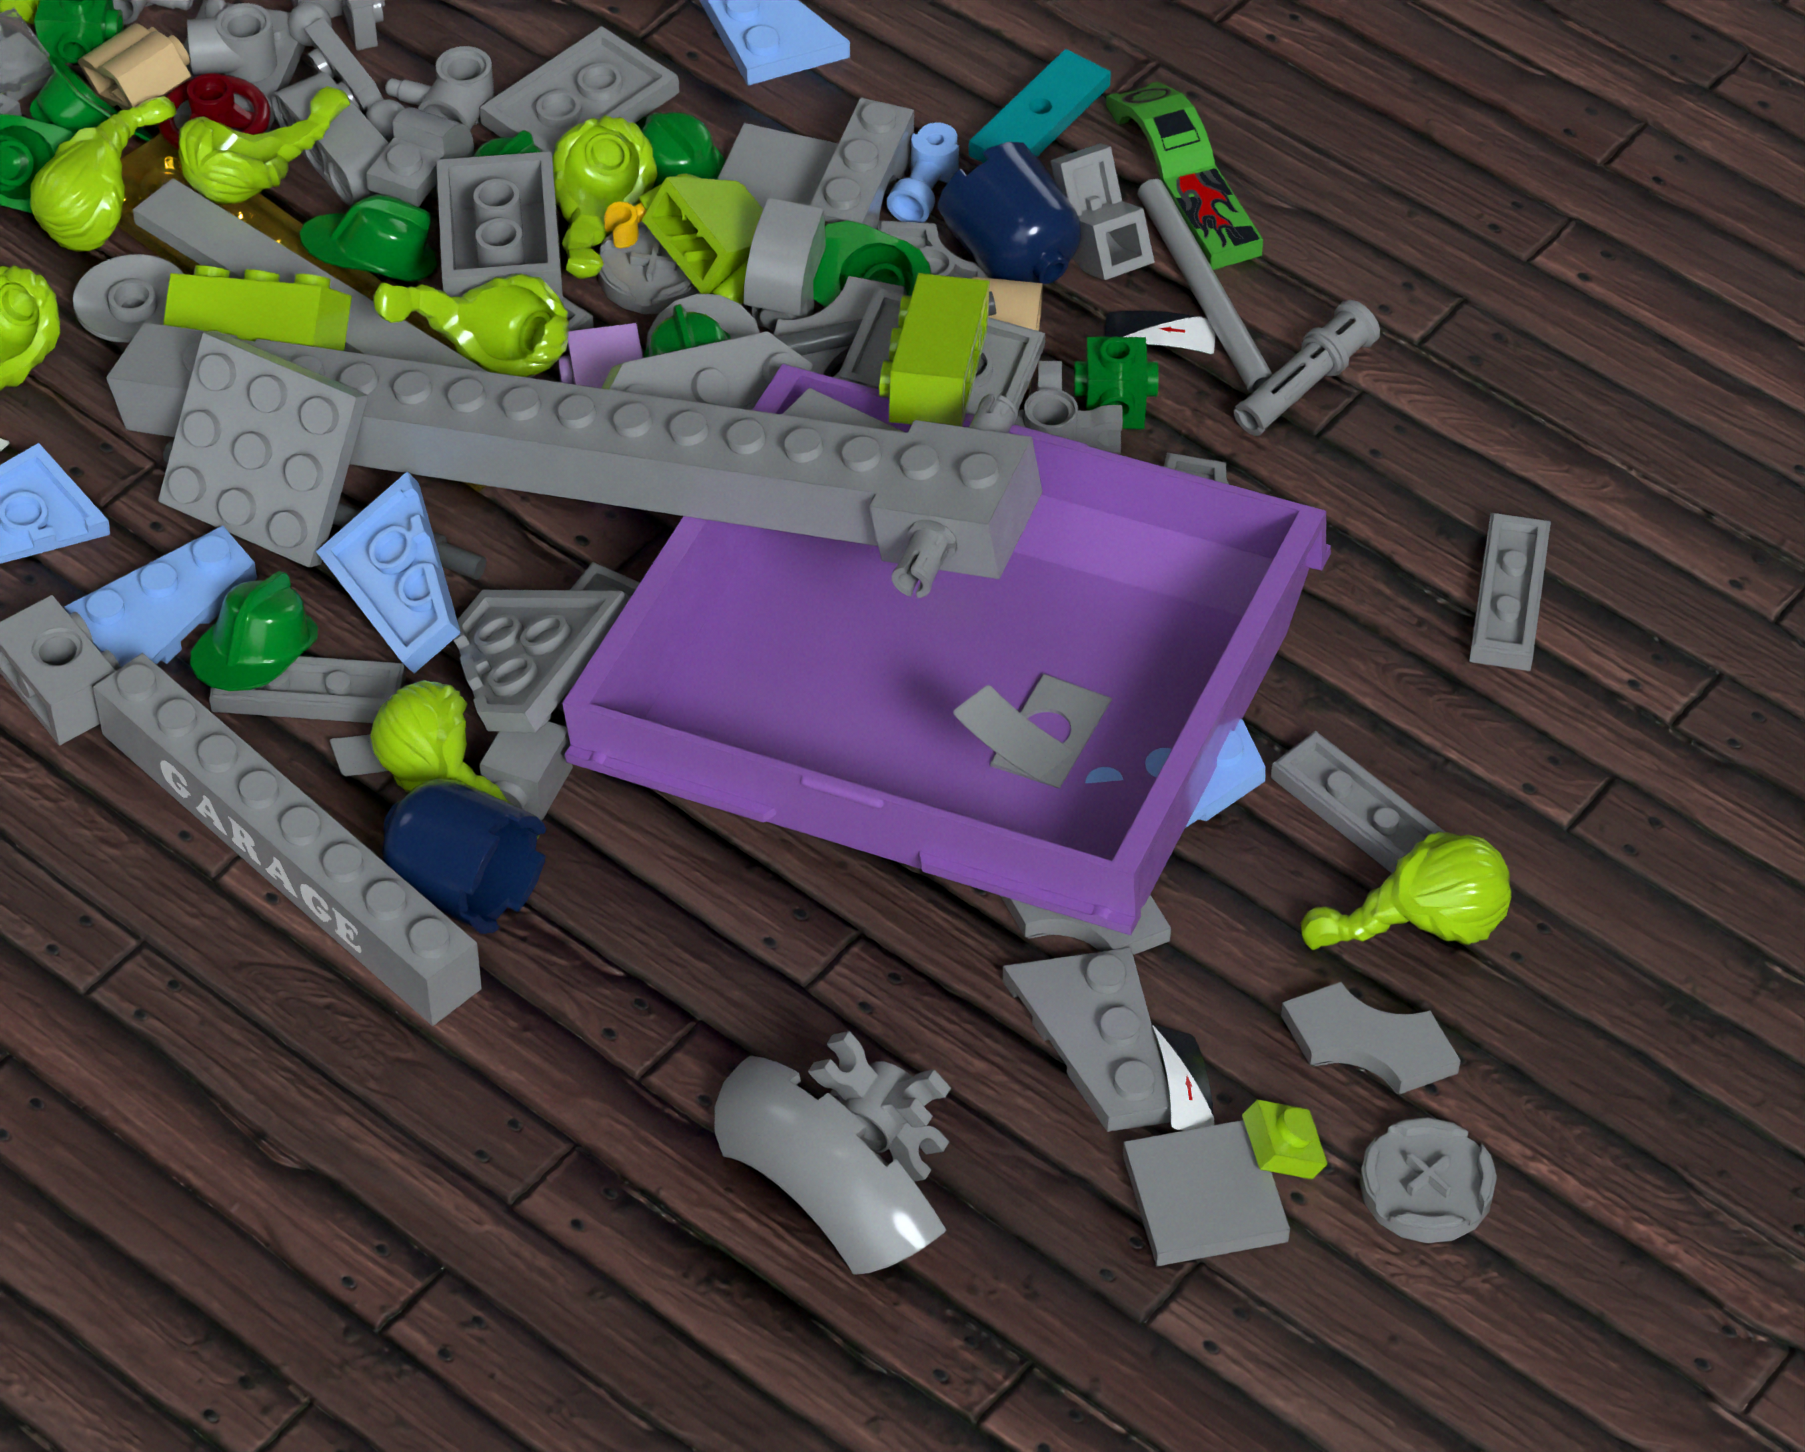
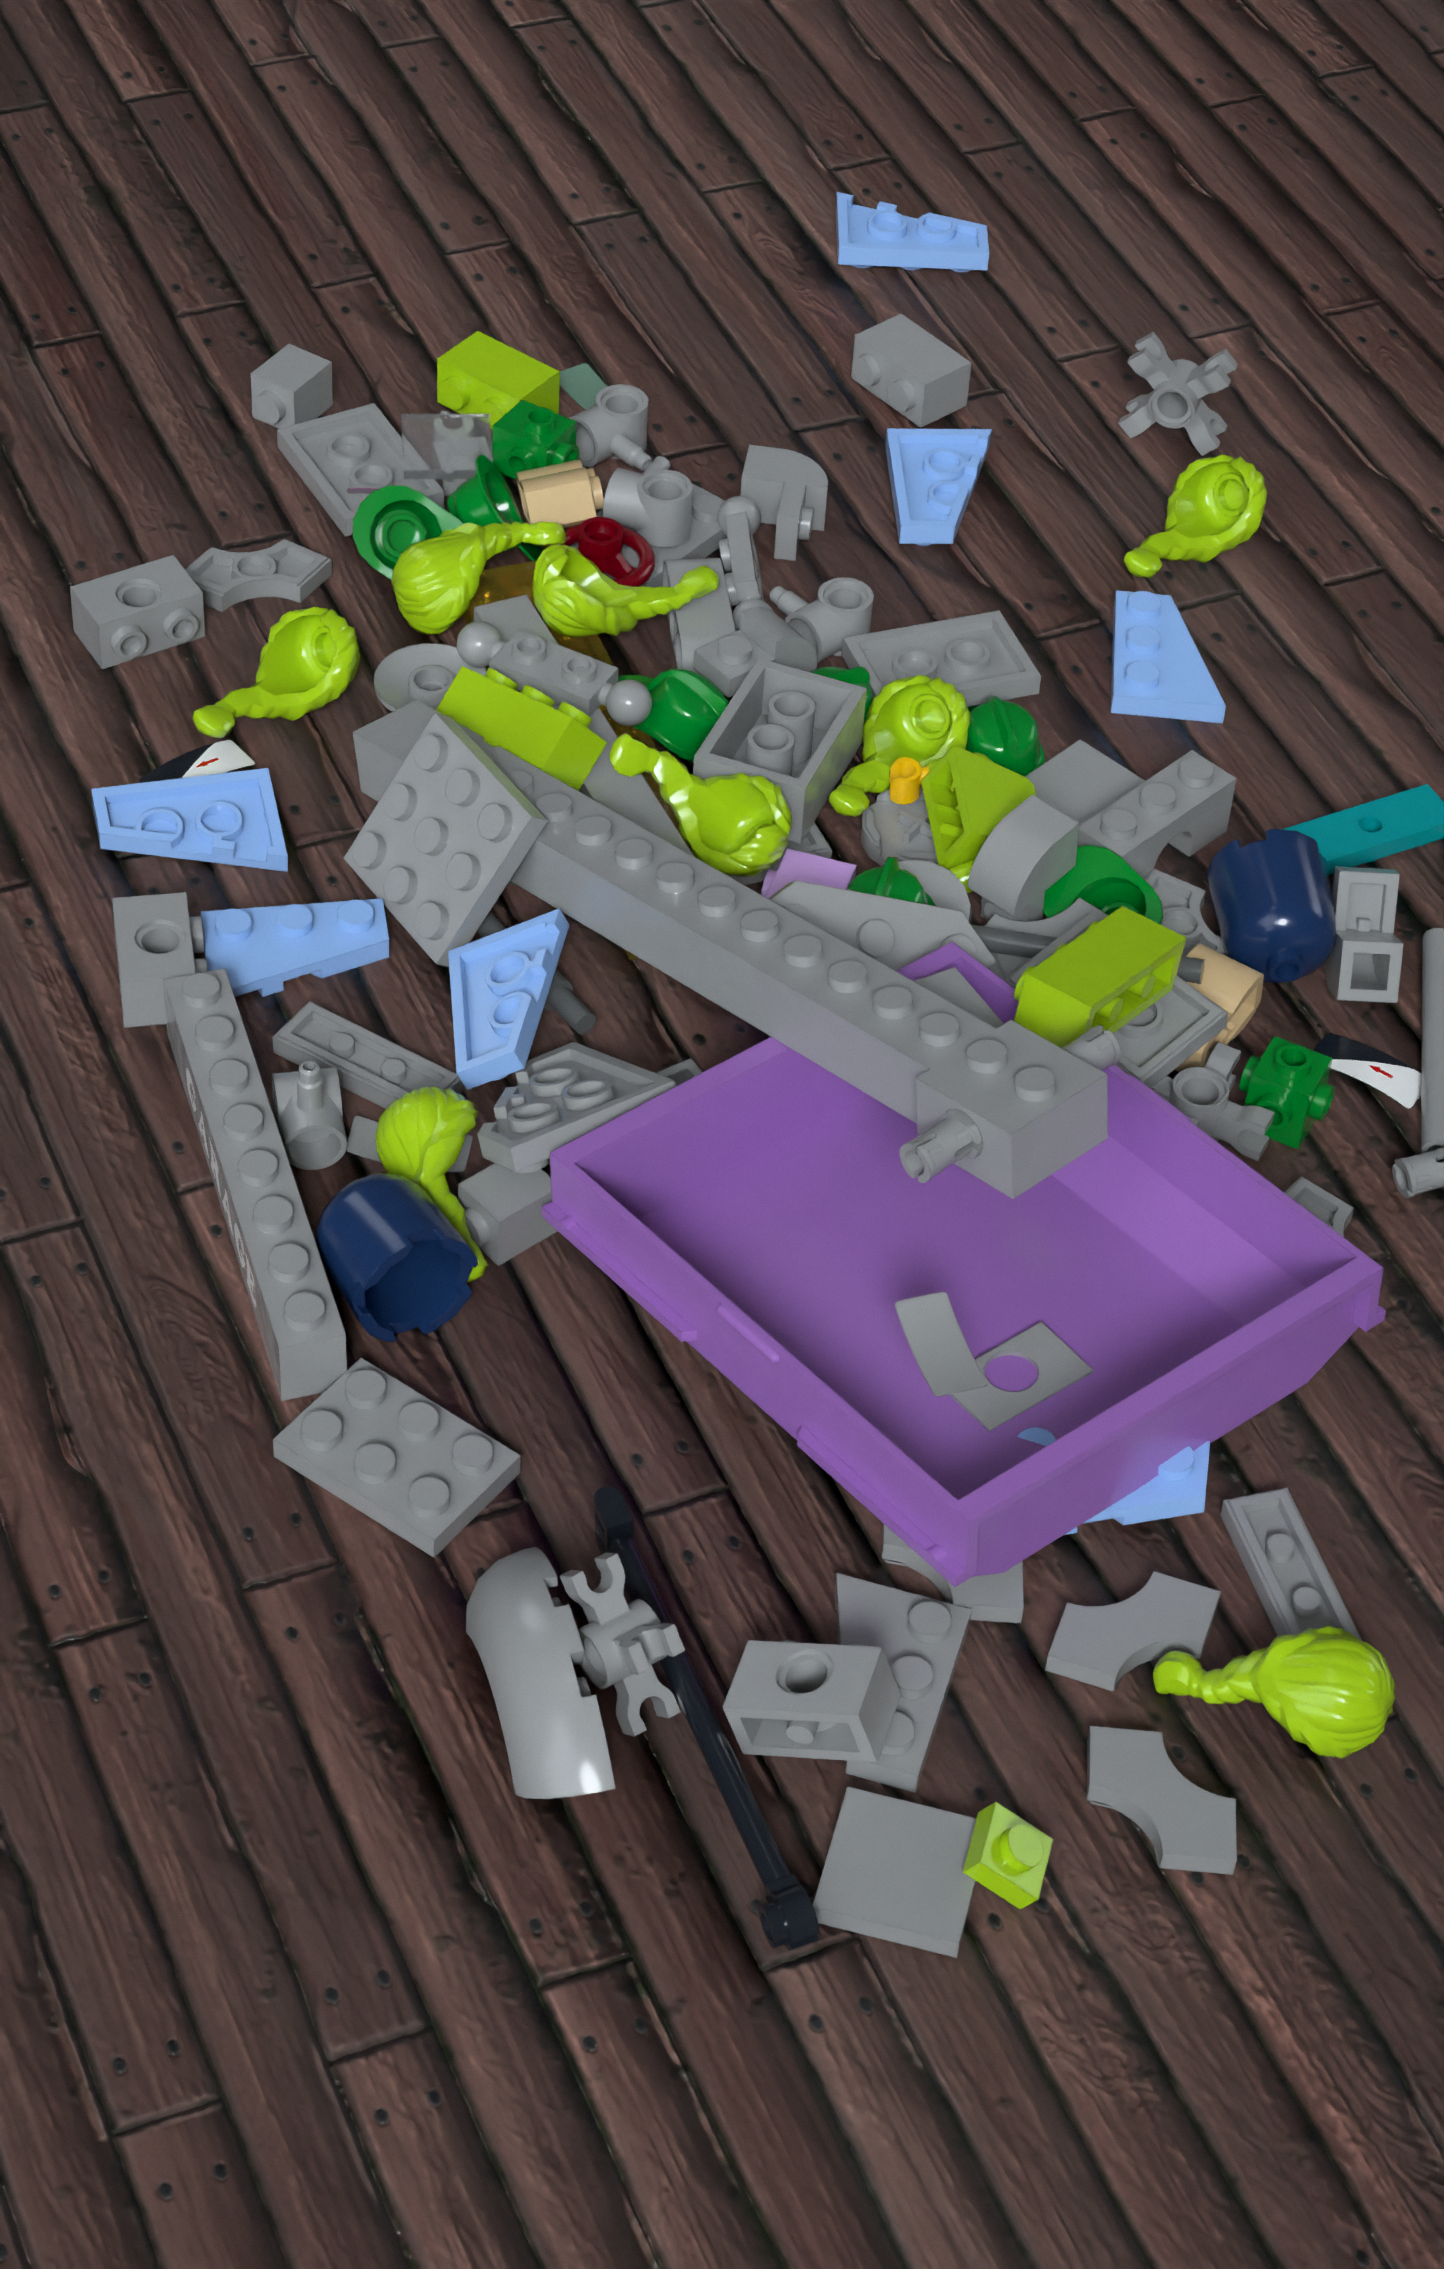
camera: 25 degrees right, 5 degrees down
(255, 636) = (347, 999): green piece -> none
(261, 244) = (556, 672): none -> light grey plate
(299, 751) = (310, 1115): none -> light grey piece
(568, 1030) = (397, 1457): none -> light grey plate
(932, 160) = (1242, 820): light blue leg -> none
(1092, 1092) = (812, 1700): none -> light grey brick
(1142, 1265) = (789, 1914): none -> black hinge
(1187, 1079) = (948, 1756): sticker -> none
(1280, 891) = (1110, 1640): none -> light grey tile
(1427, 1180) = (1134, 1963): light grey tile -> none

